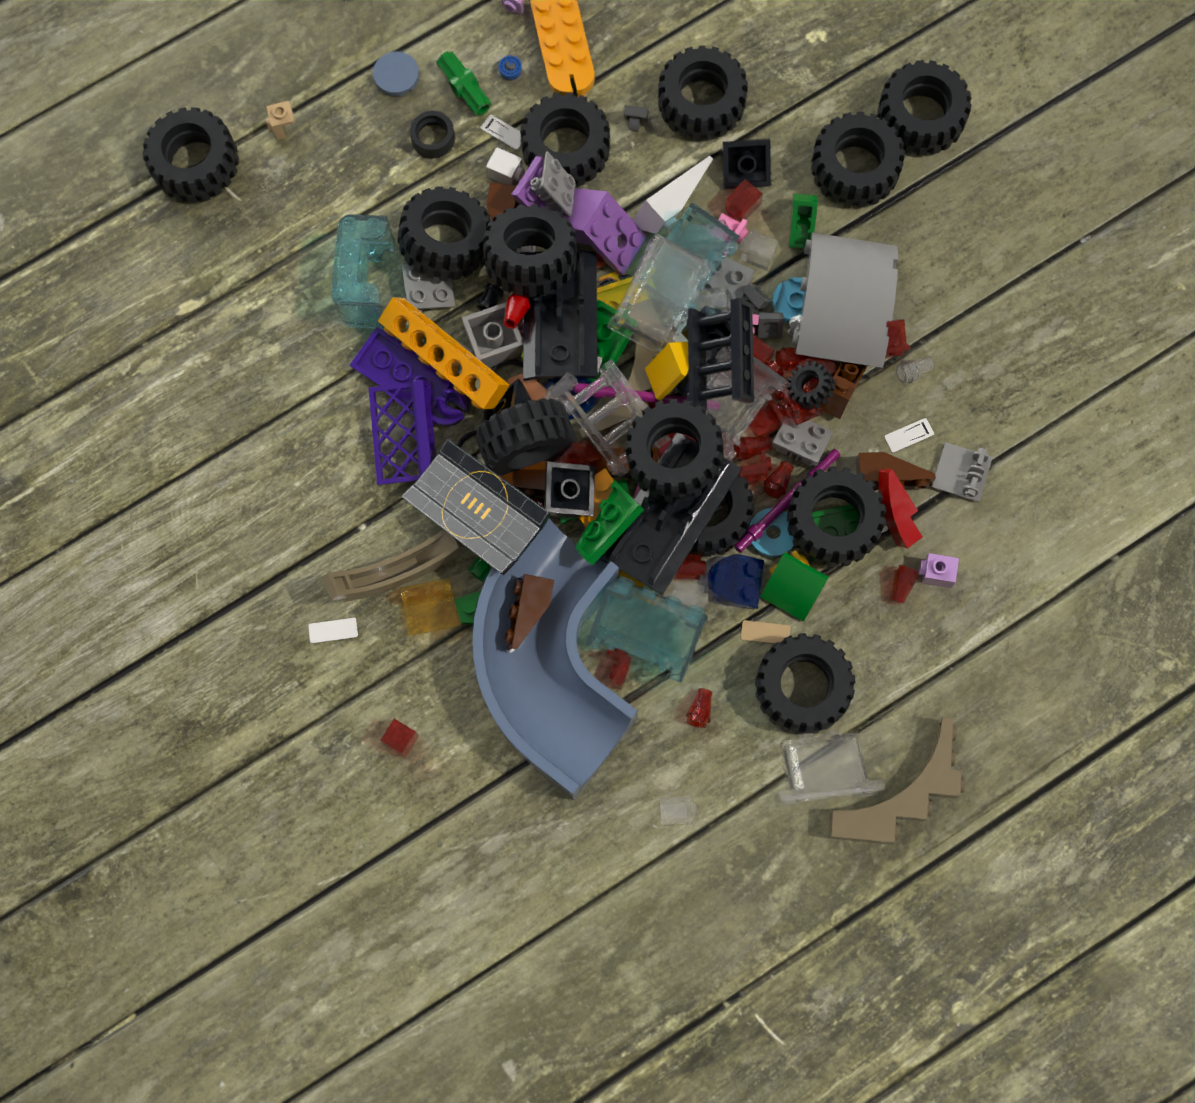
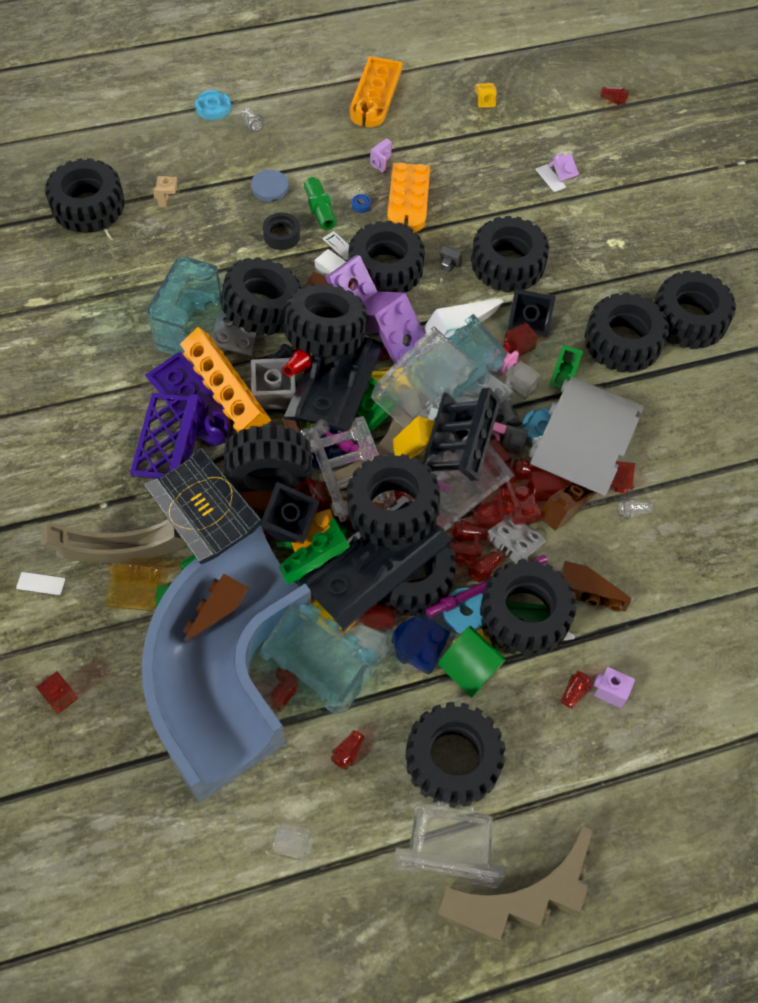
camera: 10 degrees right, 15 degrees down
(555, 186) = (364, 280): light grey hinge -> none
(764, 631) = (429, 696): tan sticker -> none
(805, 374) = (540, 498): black tyre -> none
(898, 509) = (588, 619): red slope -> none
(909, 435) = (615, 563): white sticker -> none
(962, 471) = (657, 606): light grey hinge -> none

